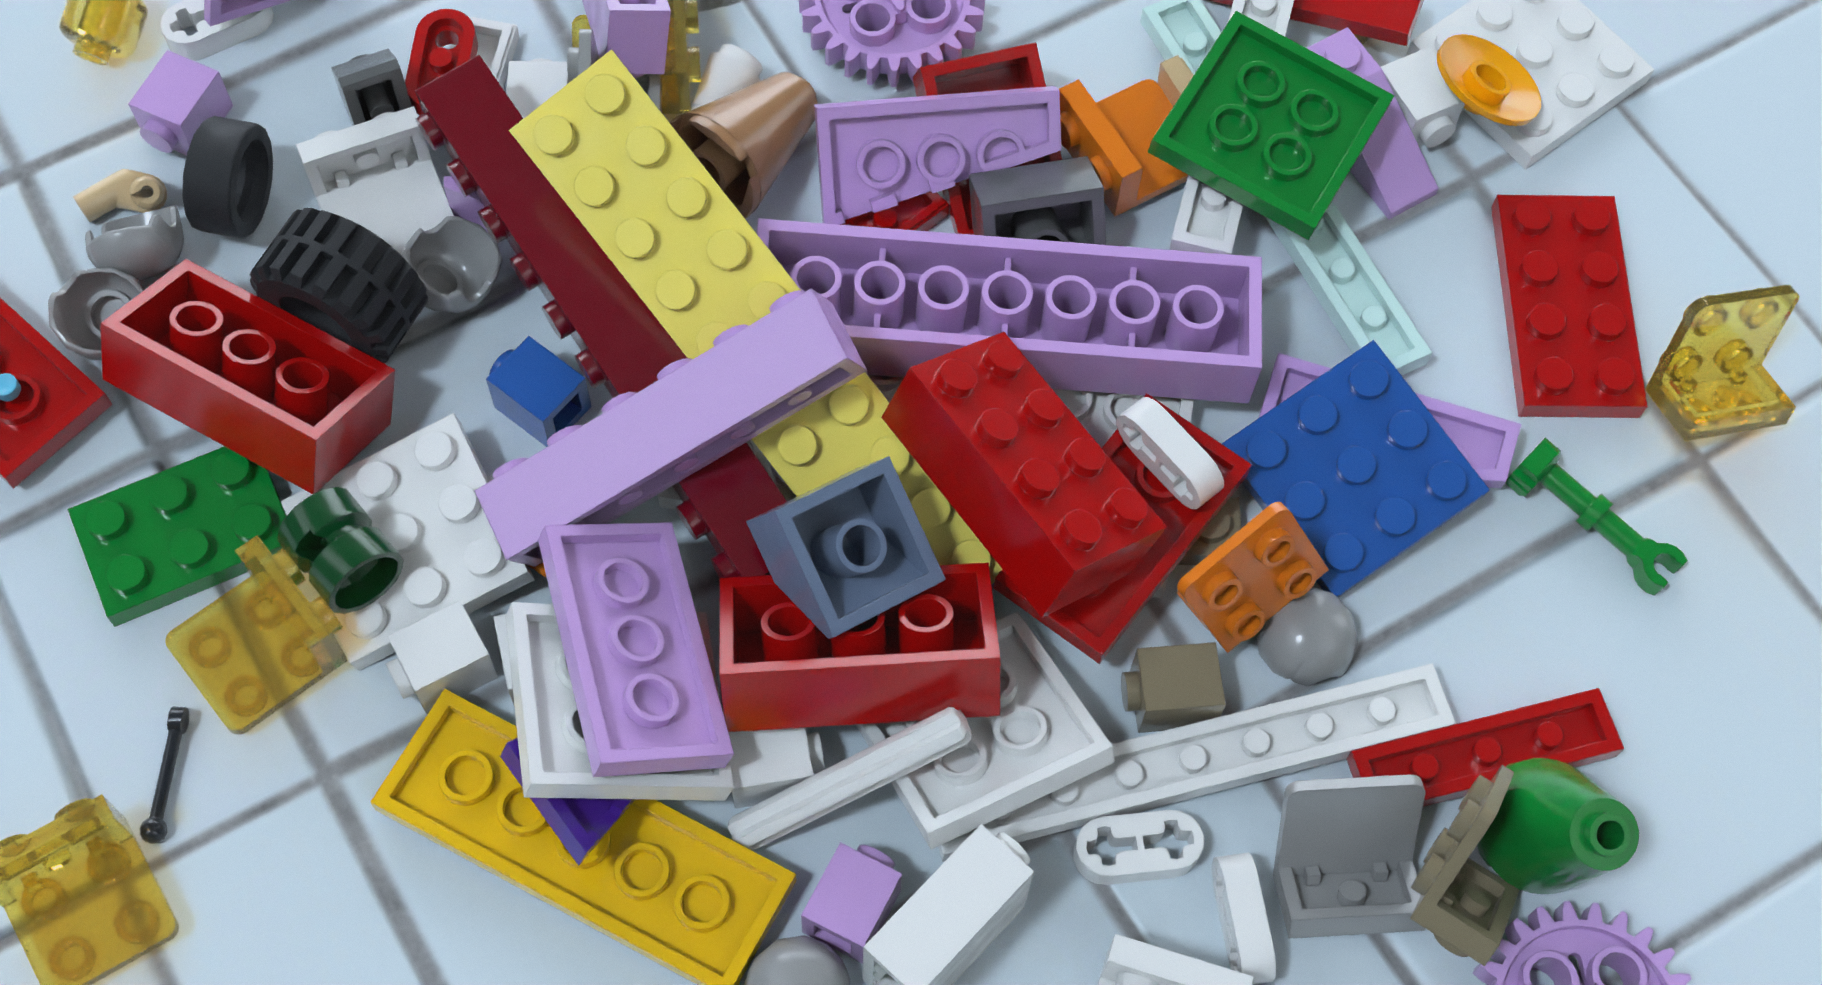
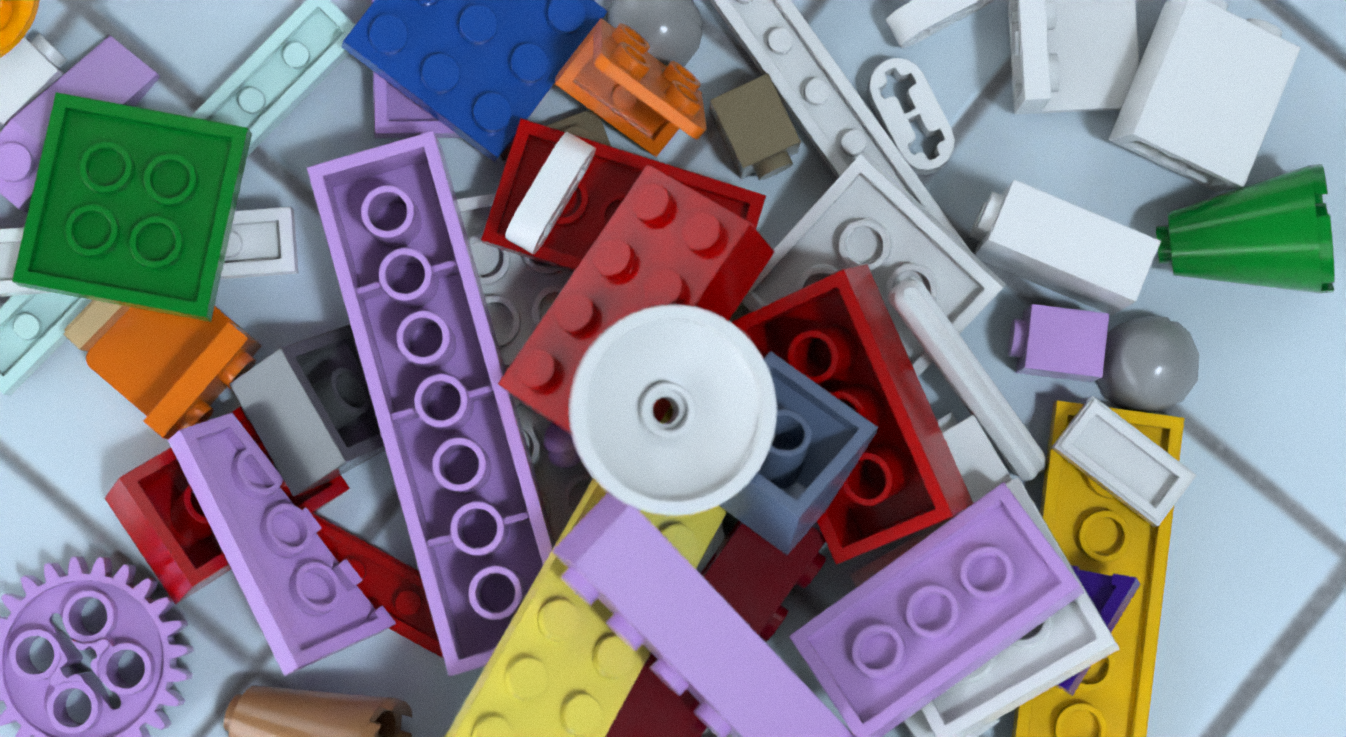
camera: 105 degrees left, 20 degrees up
(707, 910) = (1123, 461): none -> white tile
(911, 382) = (718, 401): none -> white dish

